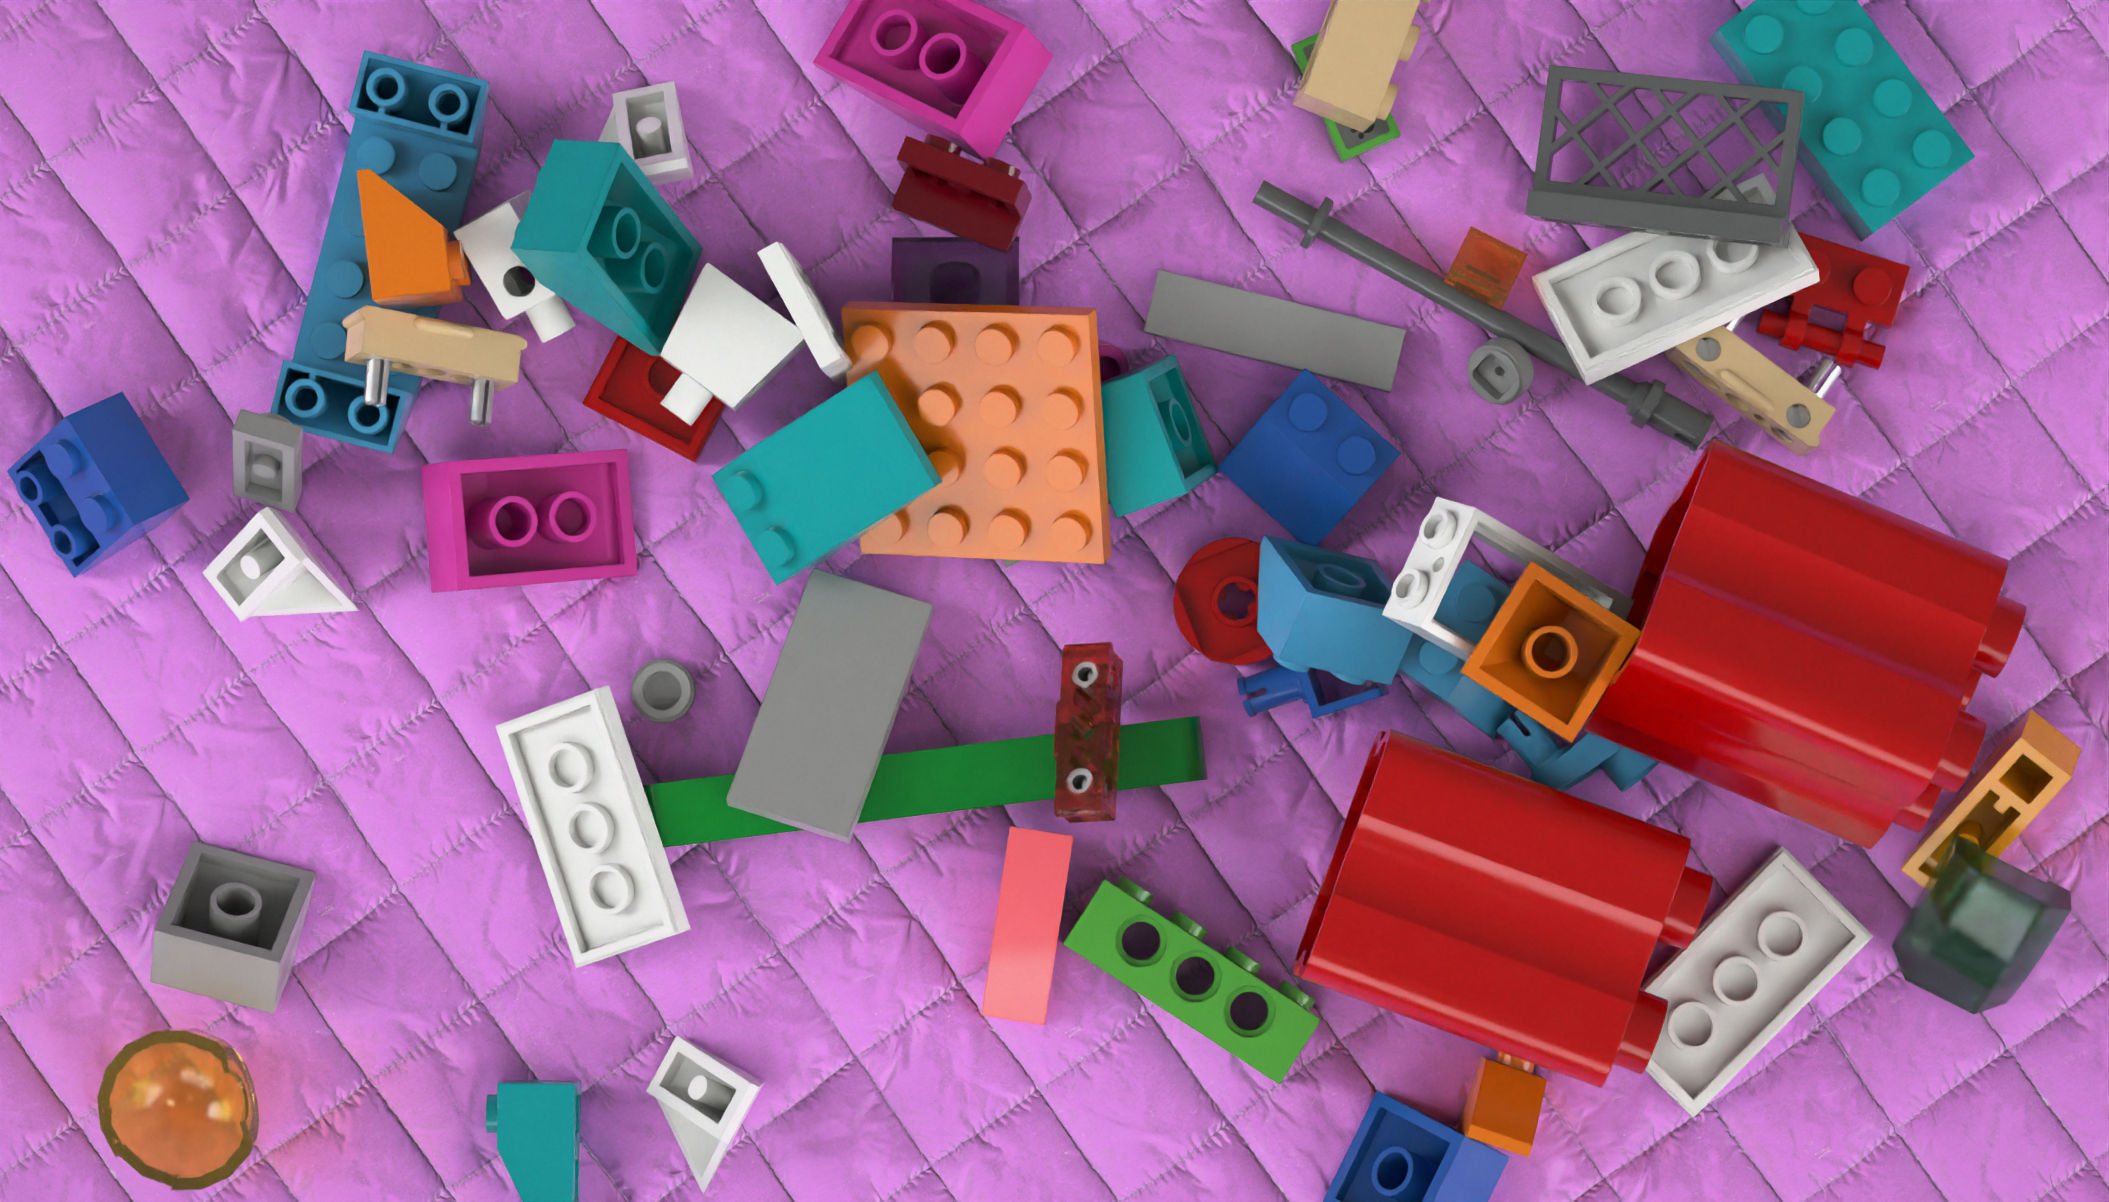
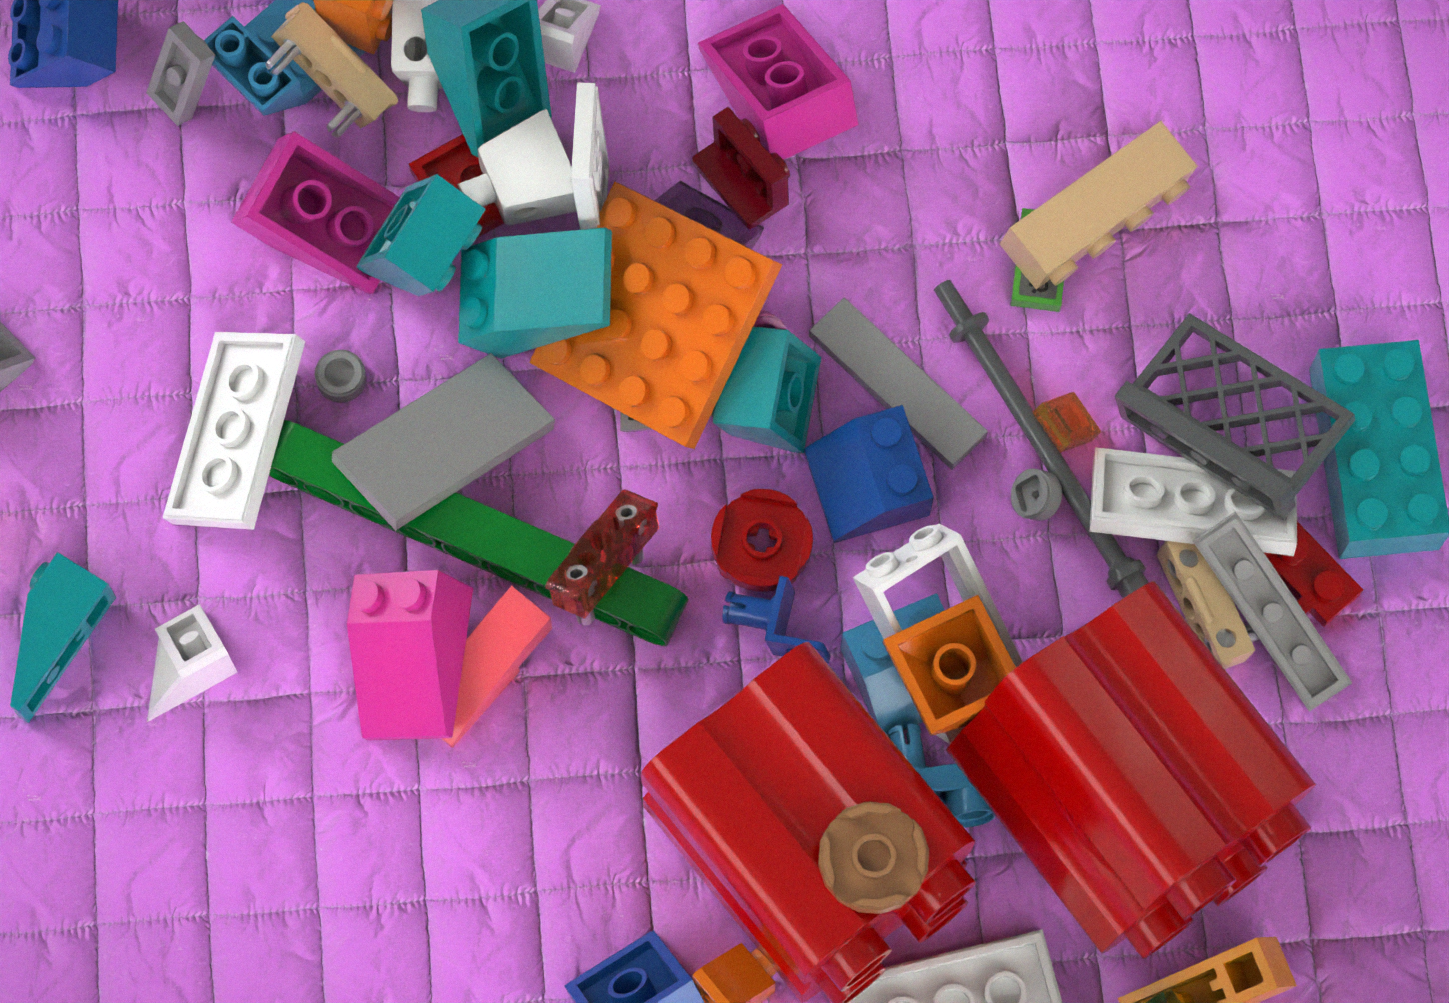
camera: 30 degrees right, 15 degrees down
(274, 572) = (138, 150): white slope -> none
(662, 493) = (423, 237): none -> teal slope
(943, 964) = (408, 652): none -> dark pink slope
(1267, 1047) = (595, 848): bright green brick -> none
(1327, 612) = (816, 574): dark azure slope -> none
(1603, 930) = (873, 857): none -> medium nougat tile
(1830, 357) = (1272, 611): none -> light grey tile

